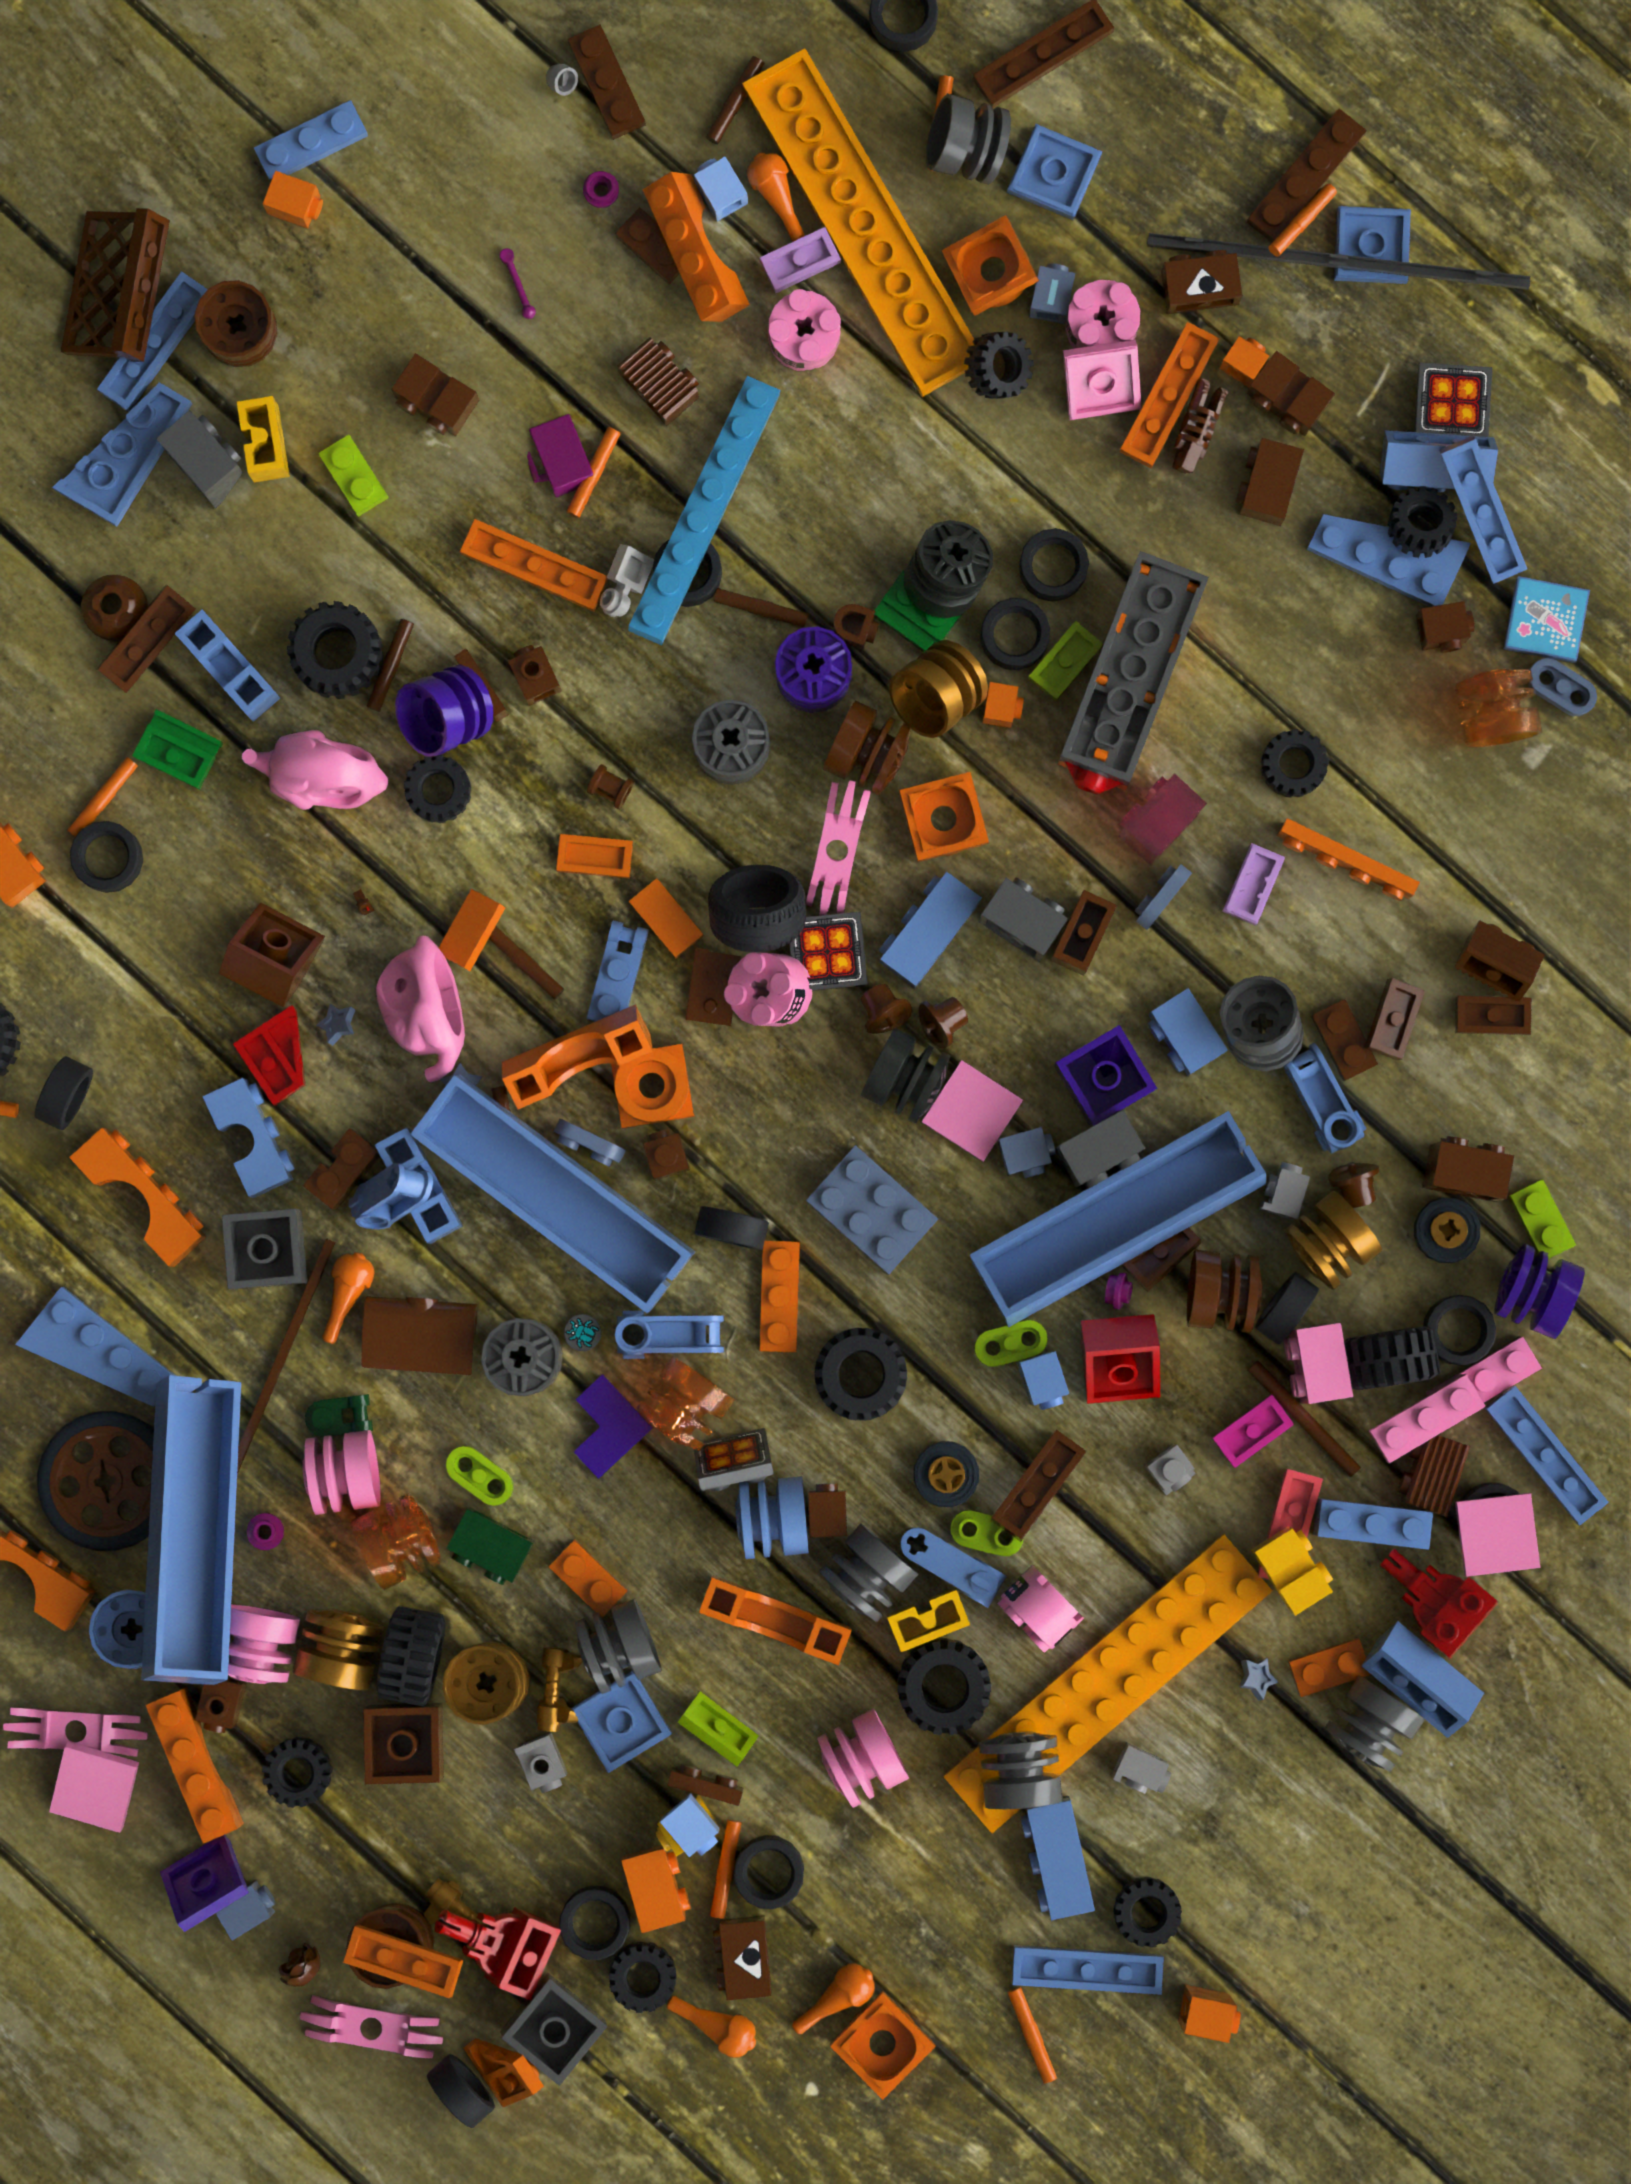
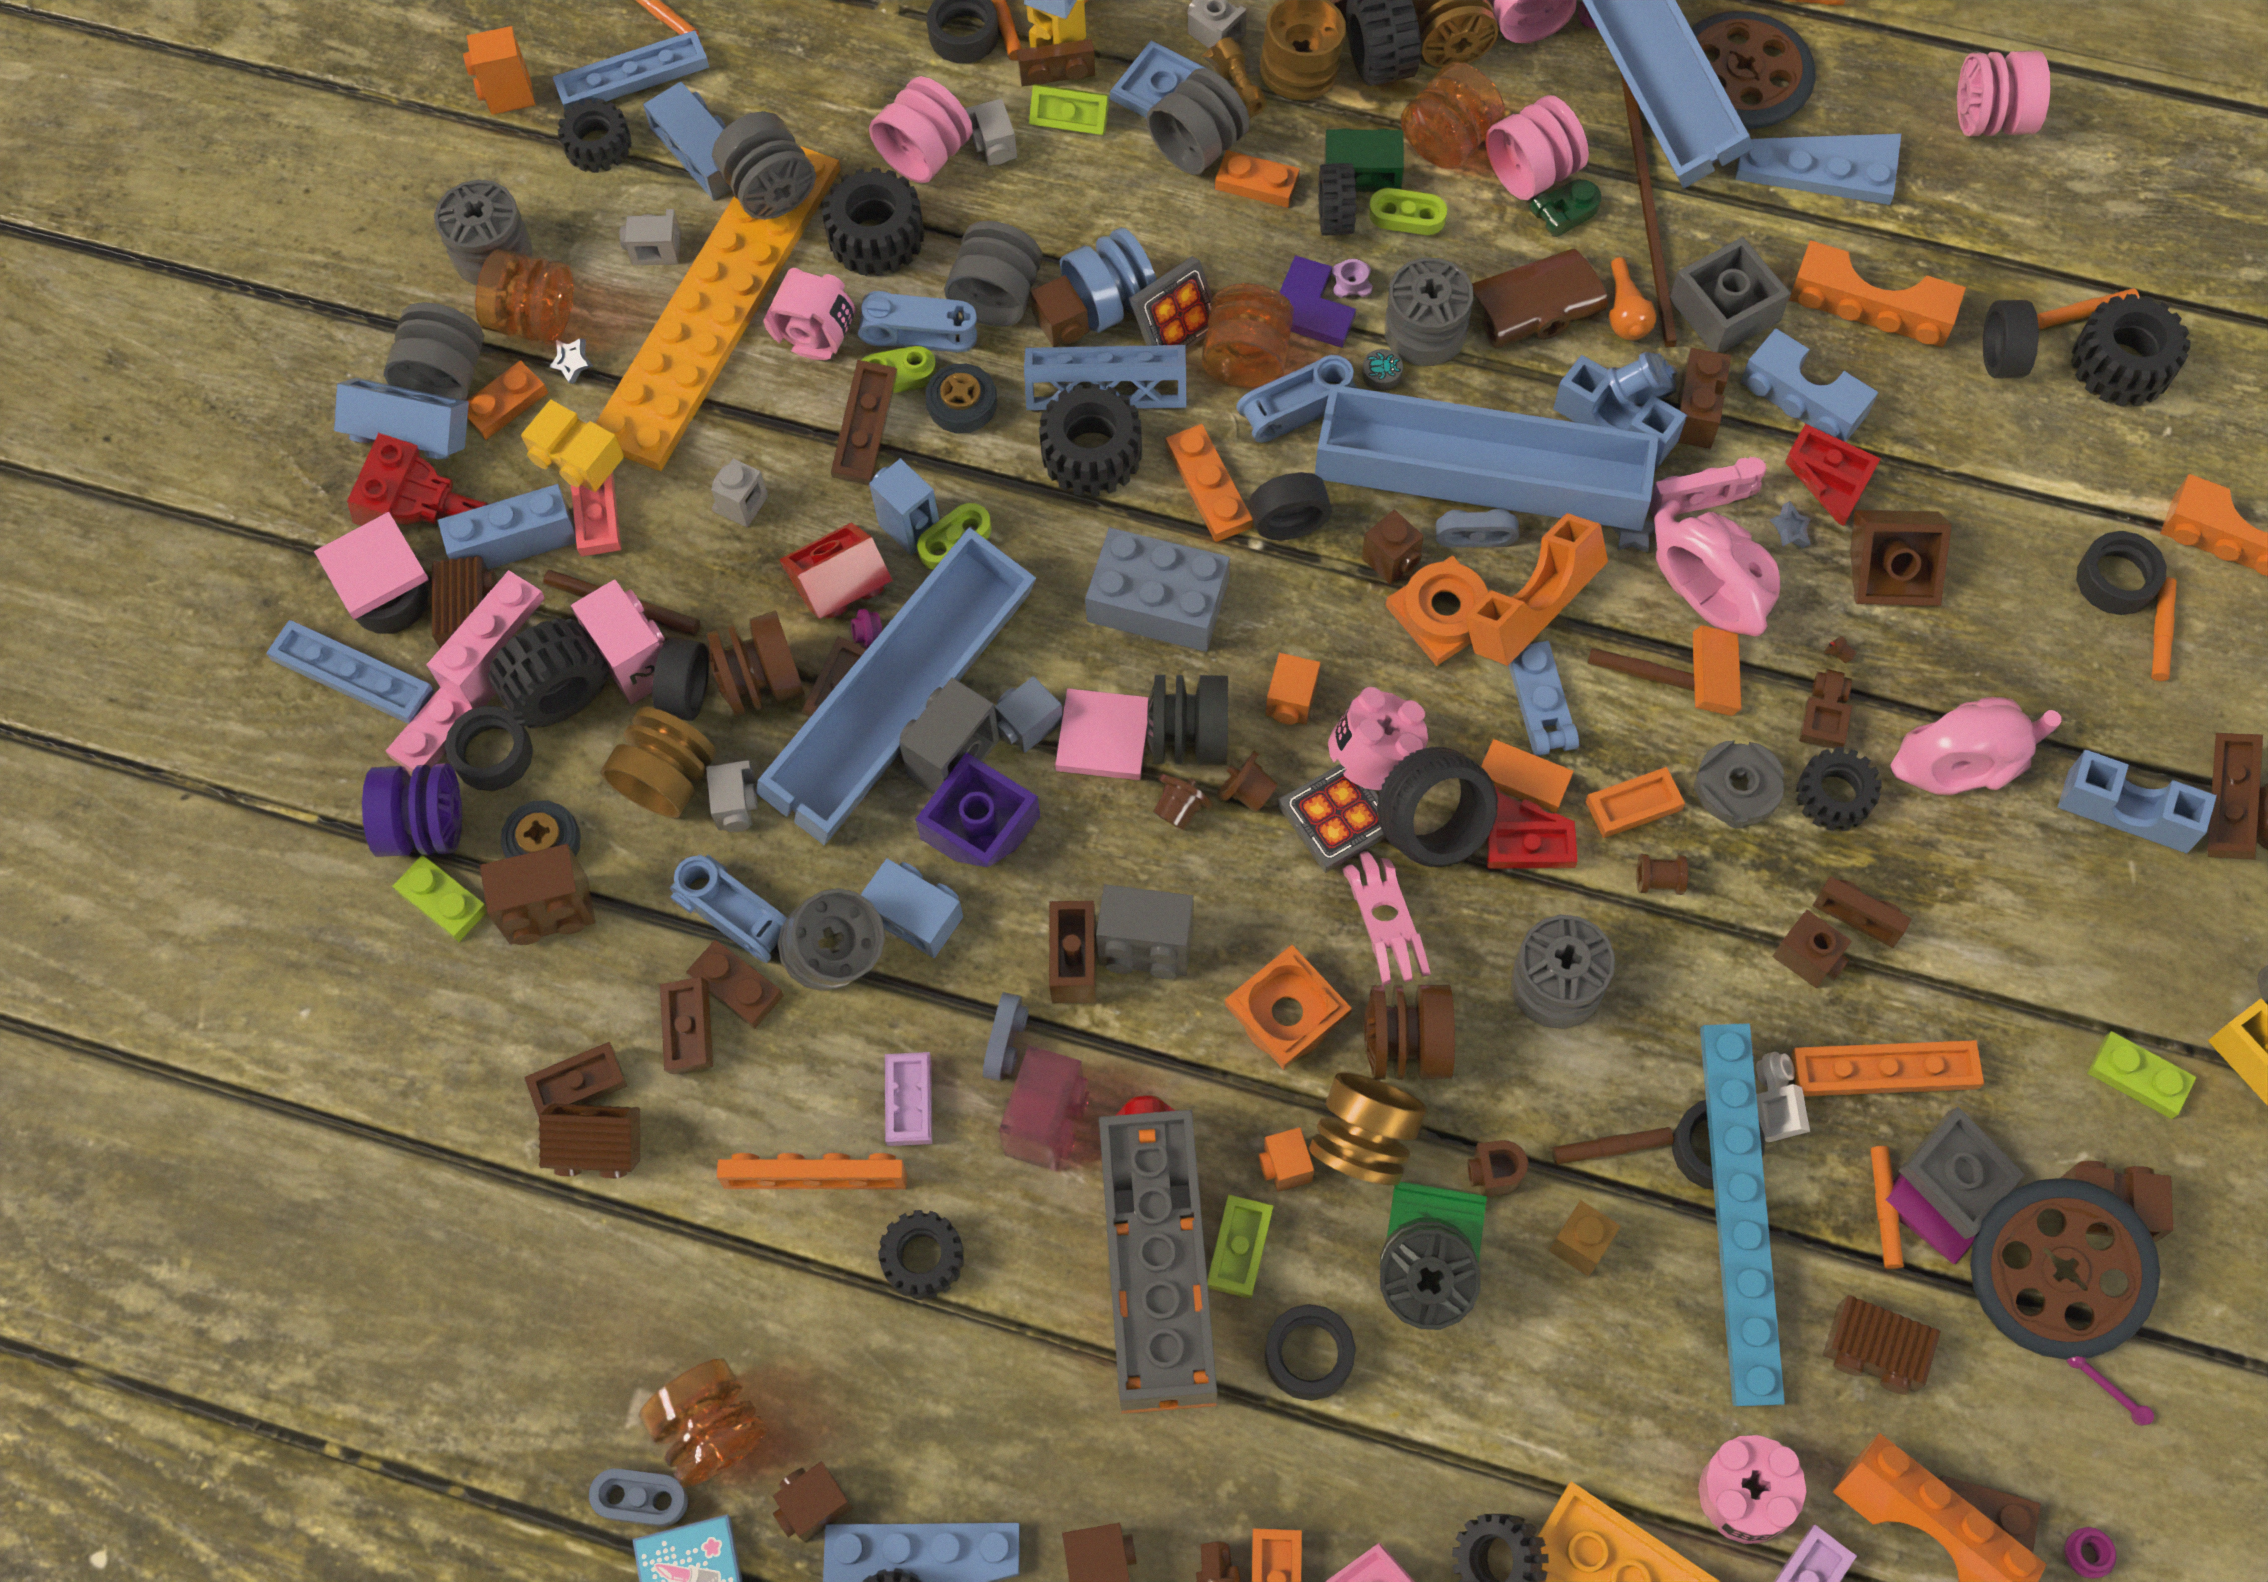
camera: 155 degrees right, 20 degrees down
(177, 749) = (2125, 704): green plate -> none
(277, 1531) = (1575, 90): magenta plate -> none
(322, 622) = (2056, 846): black tyre -> none
(381, 1088) = (1711, 486): none -> bright pink hinge
(390, 665) = (1968, 894): reddish brown piece -> none
(413, 848) = (1825, 719): none -> reddish brown plate
(444, 710) = (1889, 846): dark purple wheel -> none
(471, 395) = (2081, 1204): none -> wedge
(490, 819) = (1736, 806): none -> dark grey plate
(531, 465) = (1961, 1172): none -> dark grey plate
(539, 1507) = (1337, 199): none -> black tyre
(571, 1429) = (1354, 270): none -> lavender plate
(692, 866) = (1530, 837): none -> red wing
(708, 985) = (1445, 725): reddish brown piece -> none
(775, 1619) = (1101, 207): orange arch -> none
(797, 1734) = (992, 132): none -> light grey brick
(800, 686) = (1520, 1115): dark purple wheel -> none
(809, 1071) = (1292, 689): none -> orange brick
(818, 1437) = (1110, 365): none -> medium blue fence
(822, 547) = (1584, 1238): none -> pearl gold brick
(917, 1628) = (916, 259): yellow brick -> none
(929, 928) = (1242, 886): medium blue brick -> none
(1036, 615) = (1316, 1214): black tyre -> none
(1252, 1431) = (669, 564): dark pink plate -> none
(1266, 1831) = (475, 222): none -> dark grey wheel
(1272, 1743) = (524, 296): none -> clear orange wheel
(1355, 1182) = (661, 840): reddish brown piece -> none

